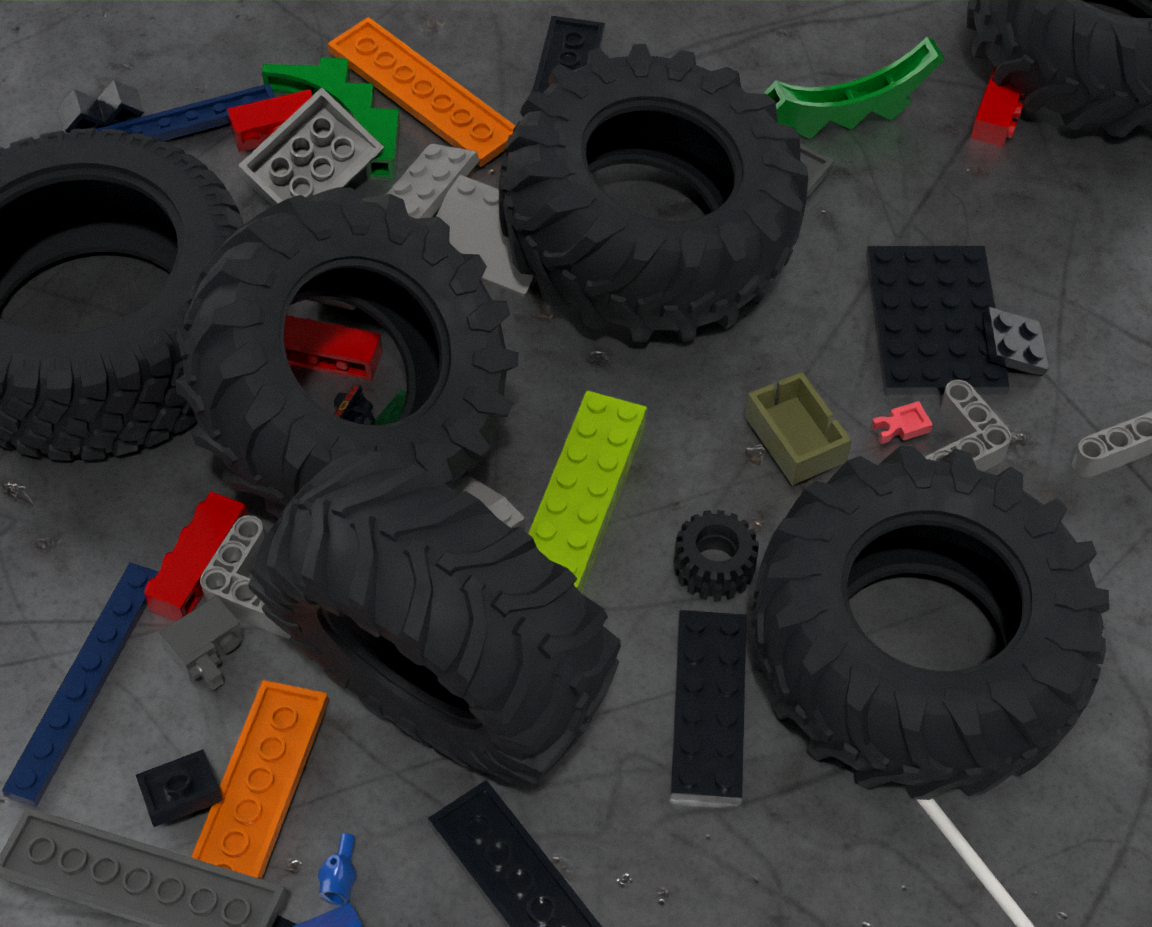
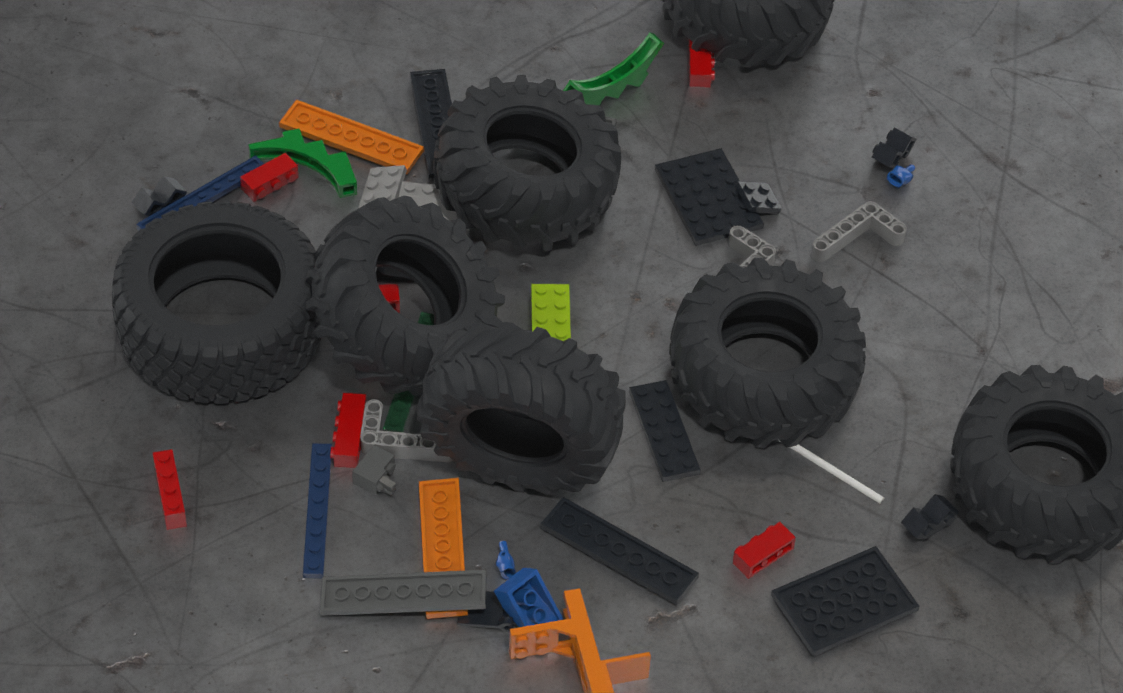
camera: 20 degrees left, 5 degrees down
(178, 788) = (401, 544): black plate -> none
(310, 152) = (309, 192): light grey slope -> none
(722, 534) = (638, 364): black tyre -> none
(797, 428) = (653, 275): olive piece -> none
(905, 421) = (712, 257): coral plate -> none

